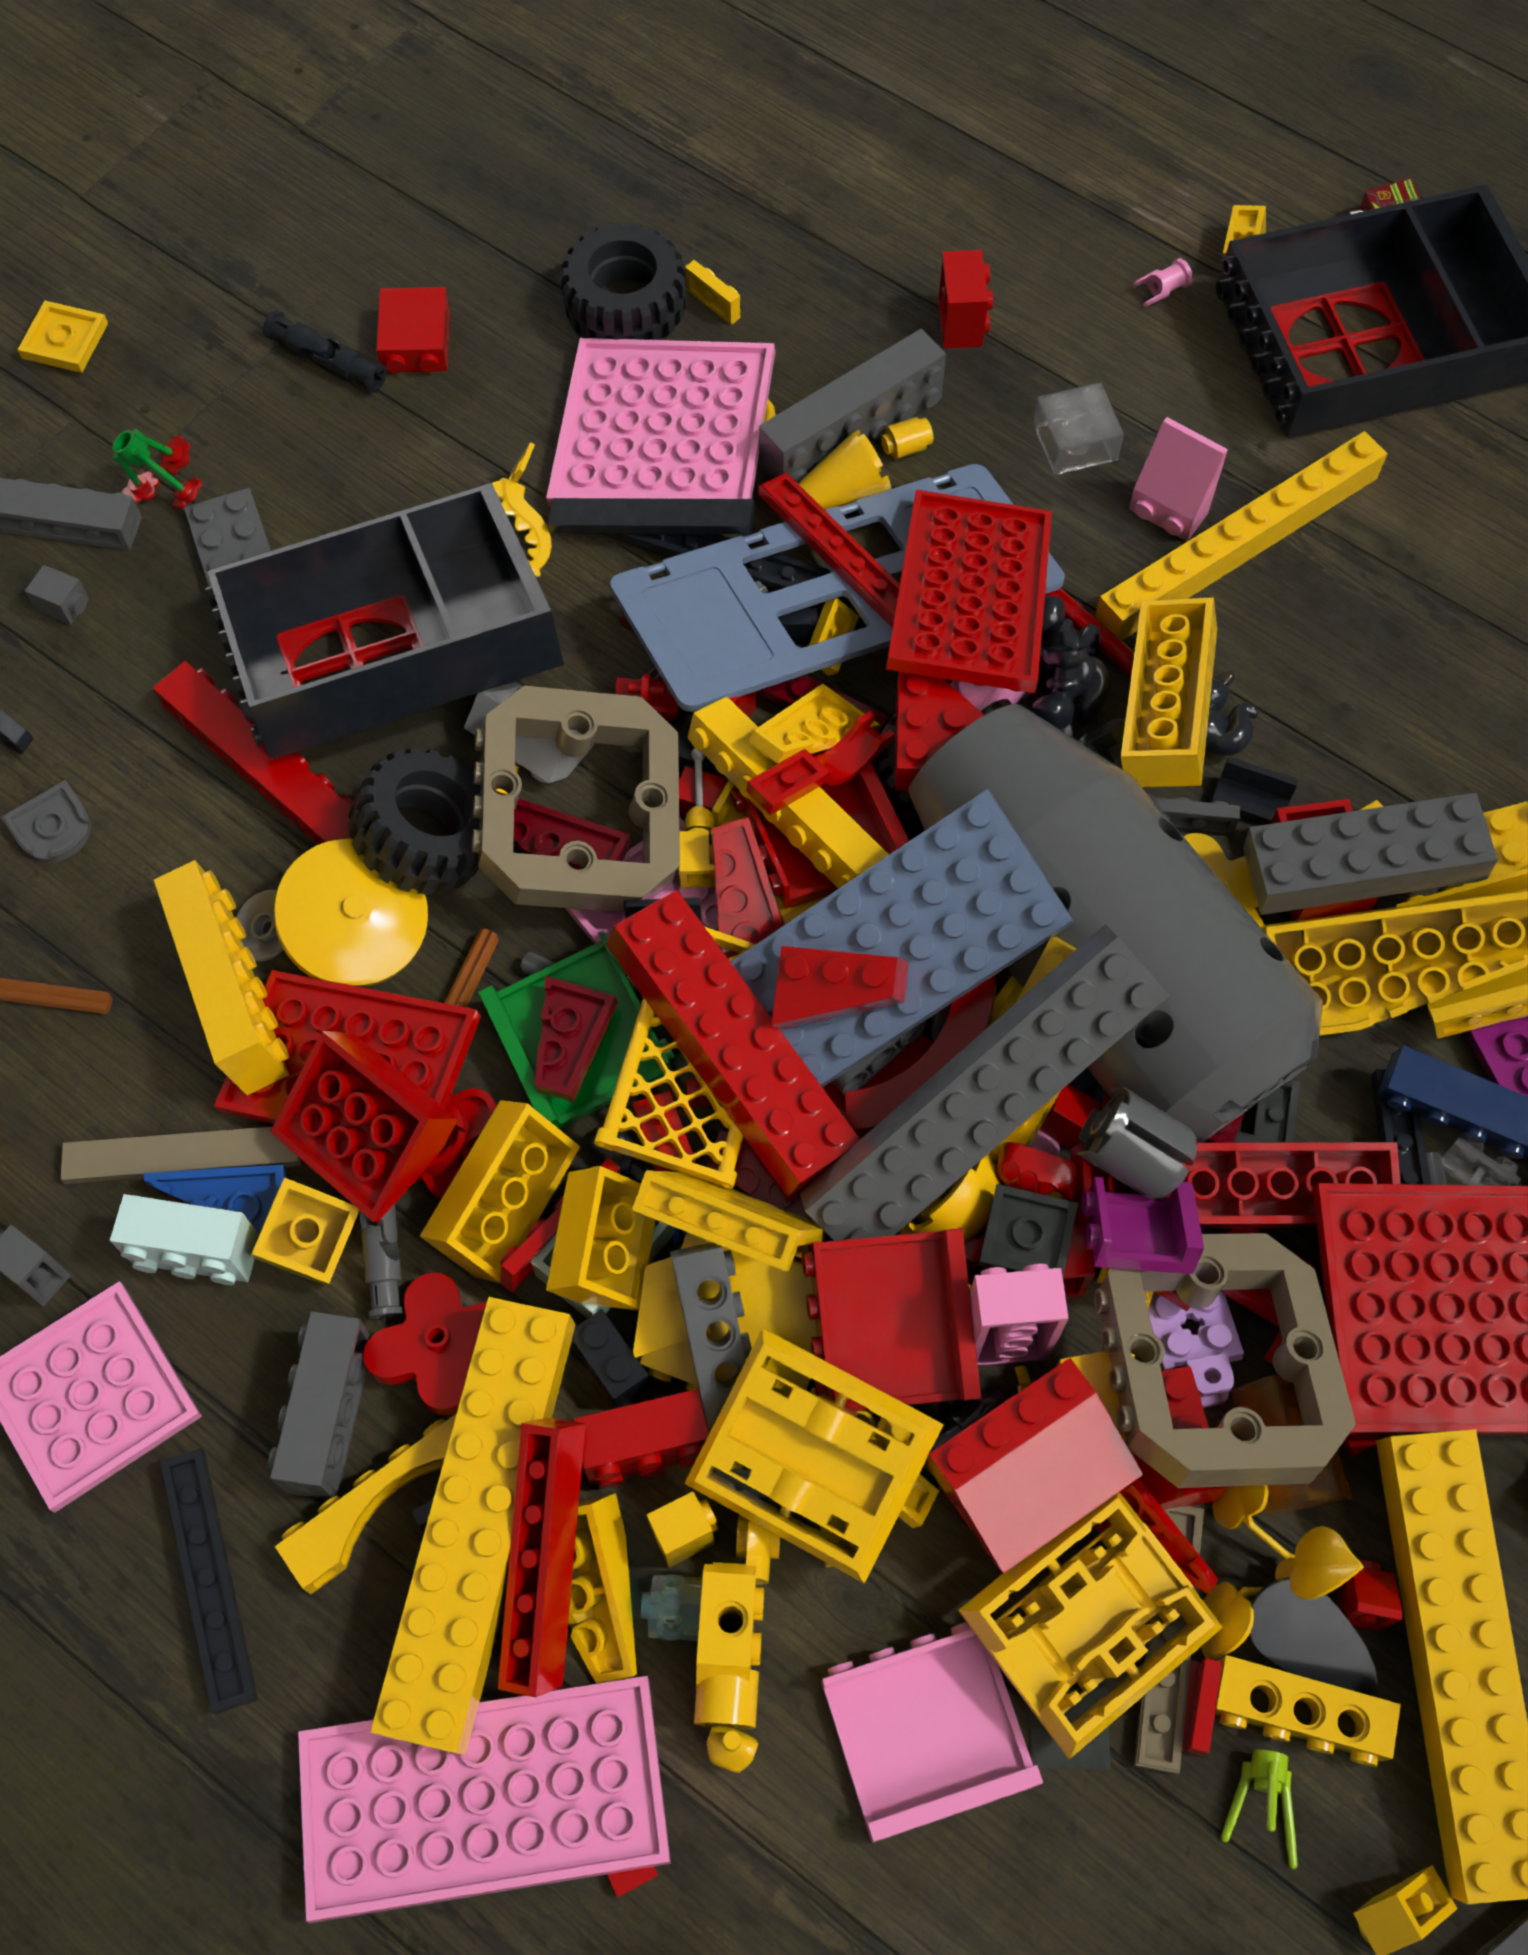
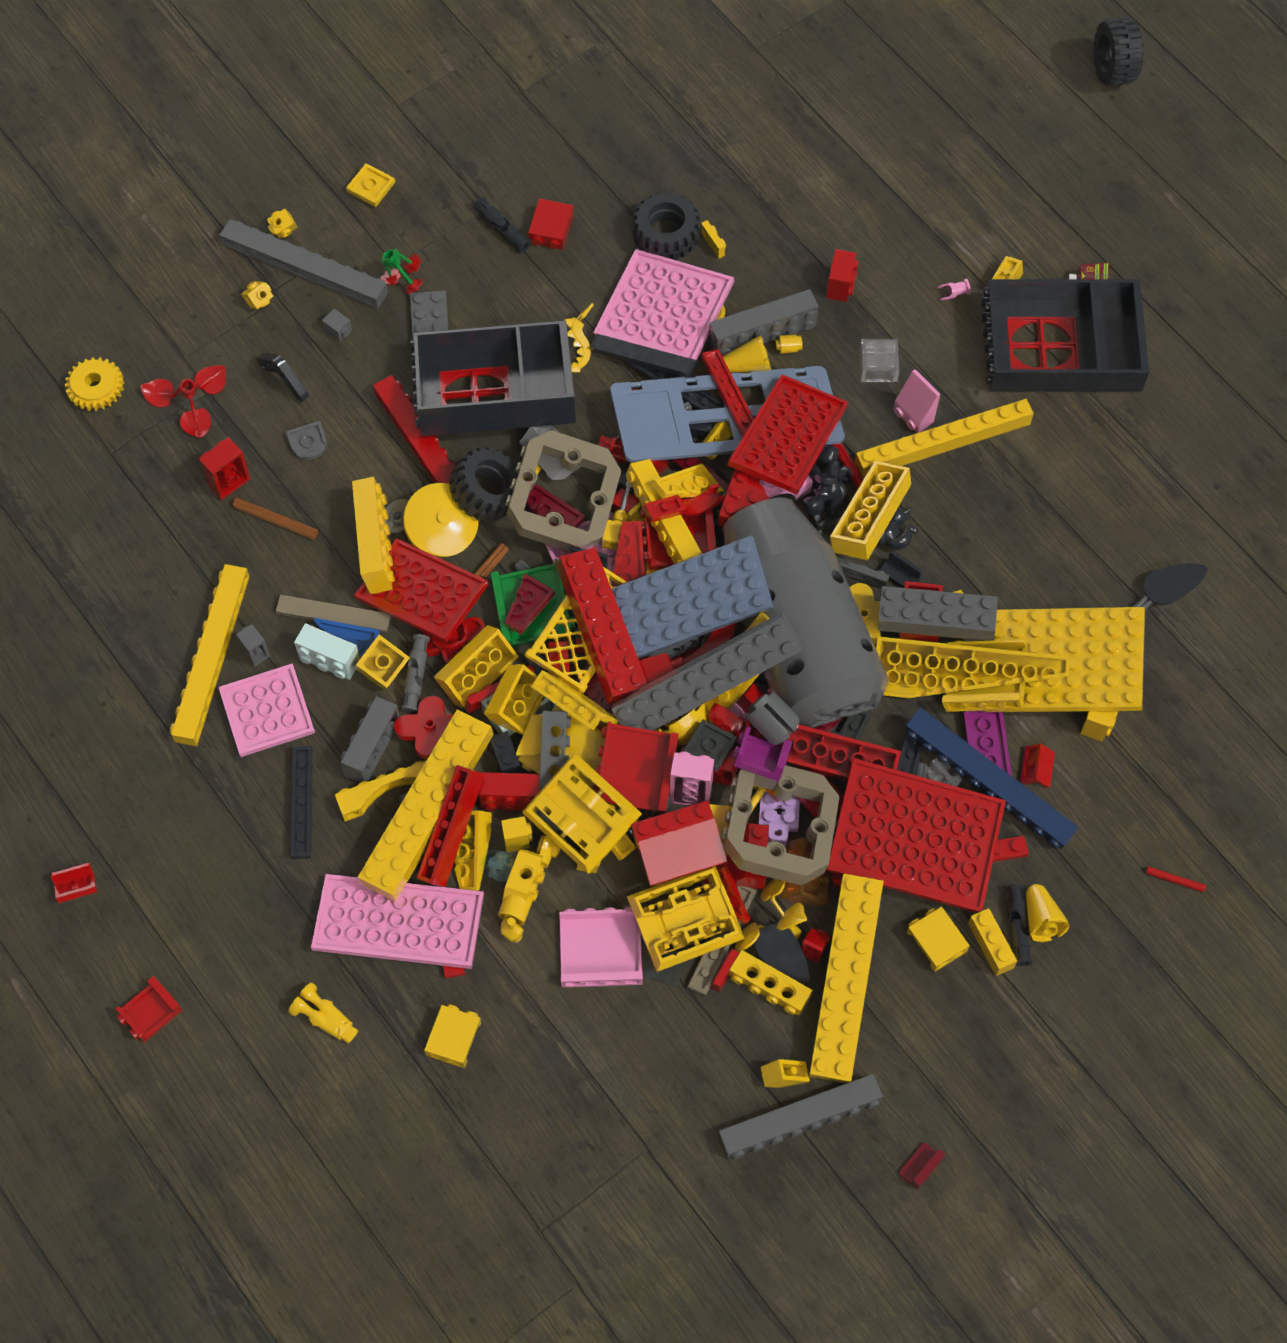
camera: 15 degrees right, 0 degrees up
(361, 1123) = (420, 618): red slope -> none
(834, 983) = (654, 609): red wedge -> none
(873, 1096) = (659, 666): none -> red torso
(1272, 1777) = (743, 1005): lime plant -> none

